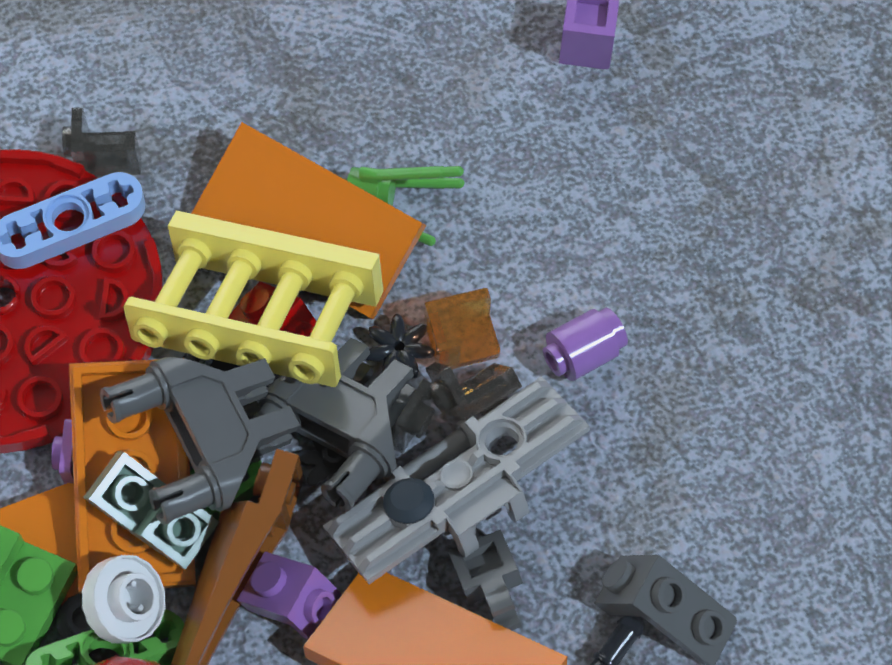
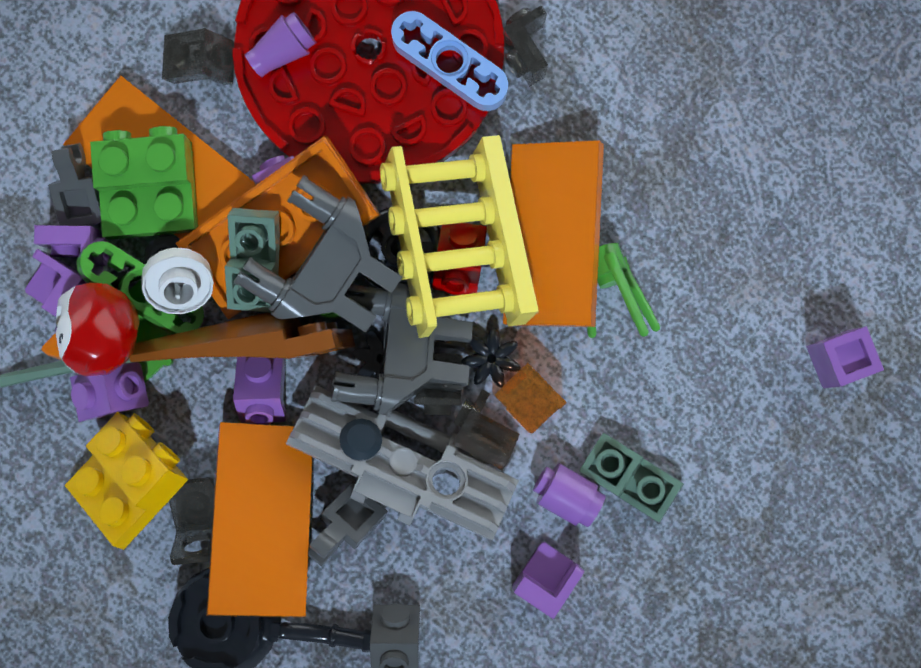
camera: 60 degrees right, 20 degrees up
(602, 279) = (631, 477): none -> sand green slope
(663, 410) = (547, 579): none -> medium lavender panel

